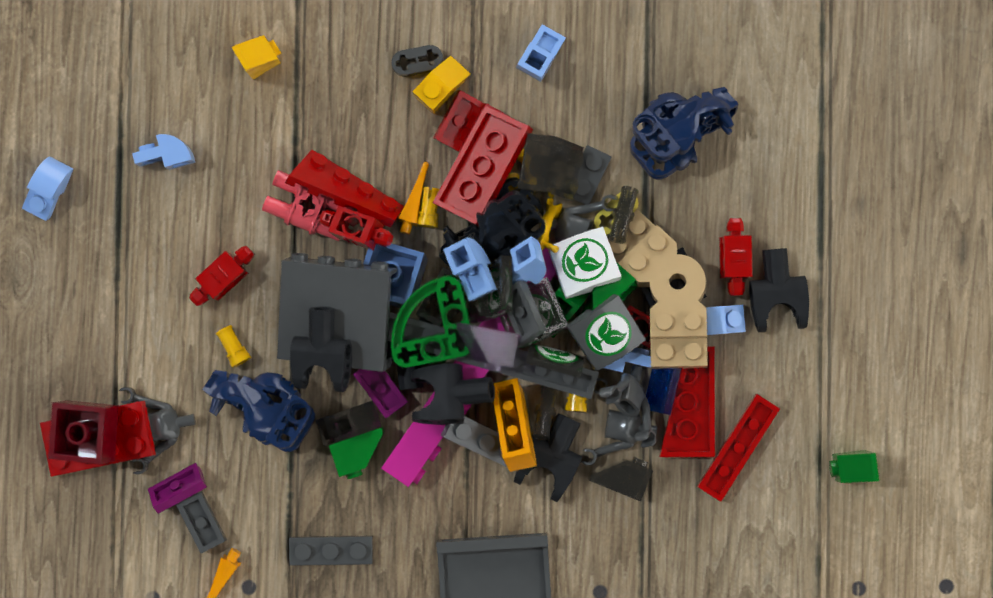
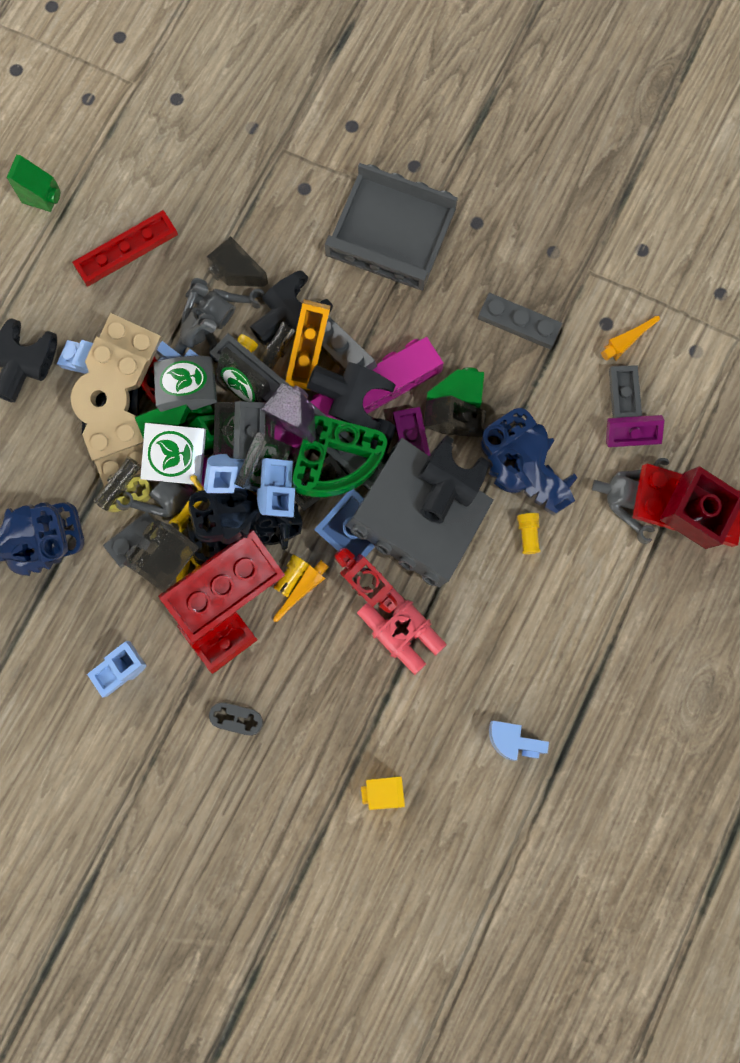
camera: 155 degrees left, 10 degrees down
(46, 186) = (643, 761): light blue brick -> none
(221, 276) = (511, 600): red piece -> none
(347, 190) = (367, 637): red wing -> none
(440, 84) = (224, 684): yellow slope -> none
(662, 389) = (166, 321): clear blue plate -> none
(692, 418) = (153, 288): red wing -> none
(735, 256) = (40, 405): red piece -> none

